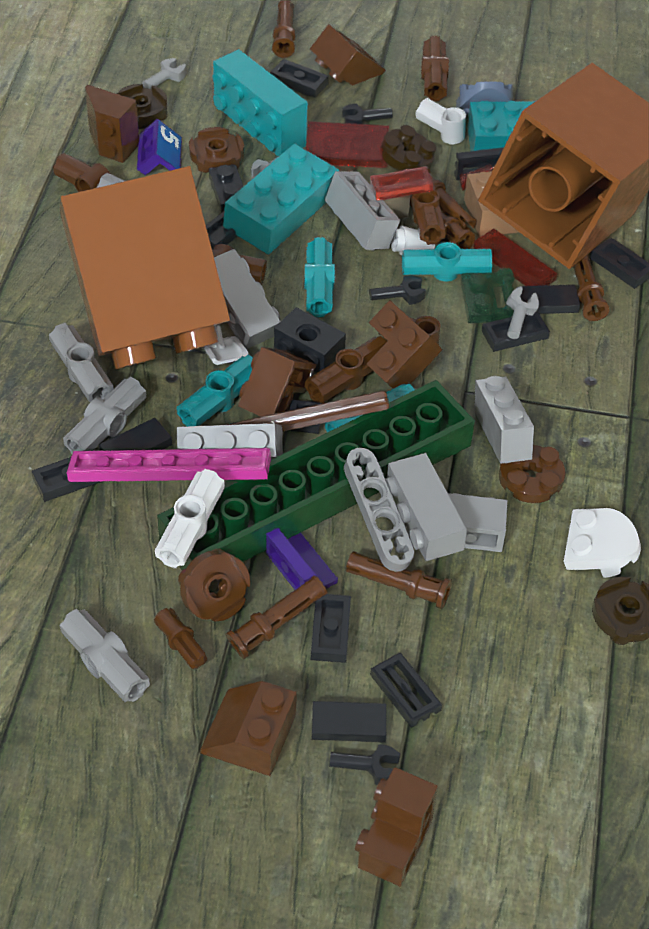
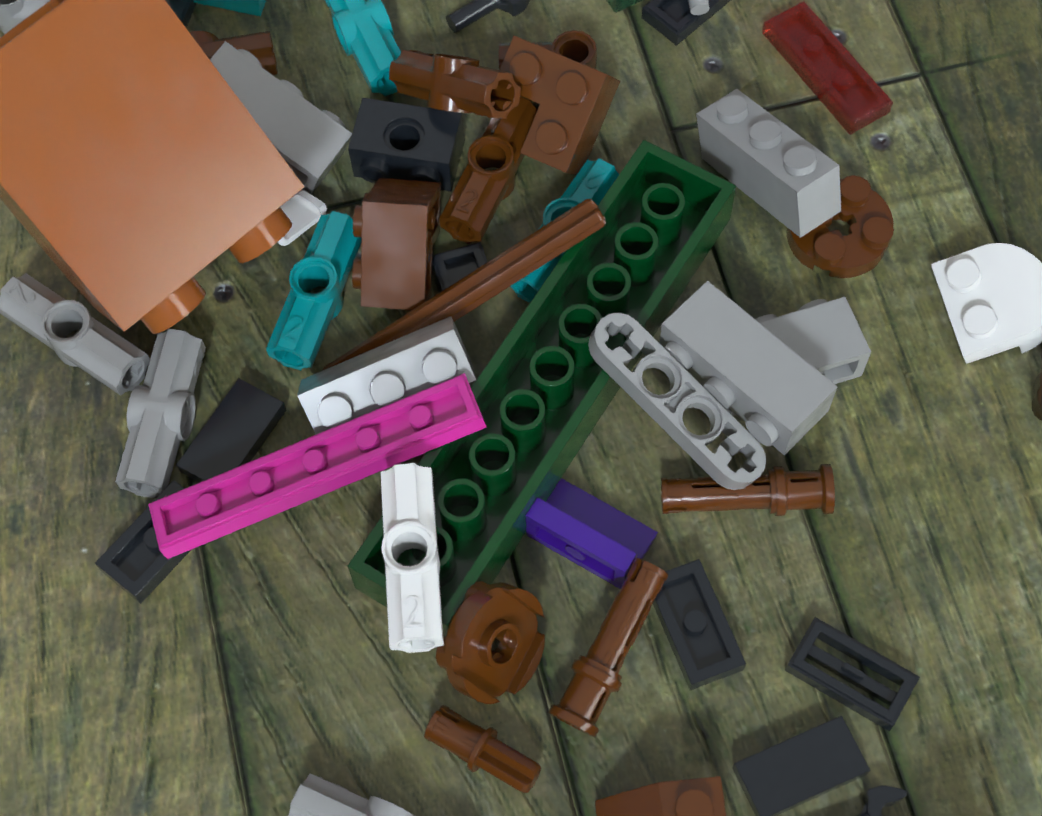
camera: 20 degrees left, 15 degrees up
(348, 315) = (455, 83): none -> reddish brown piece
(573, 393) = (827, 67): none -> clear red tile

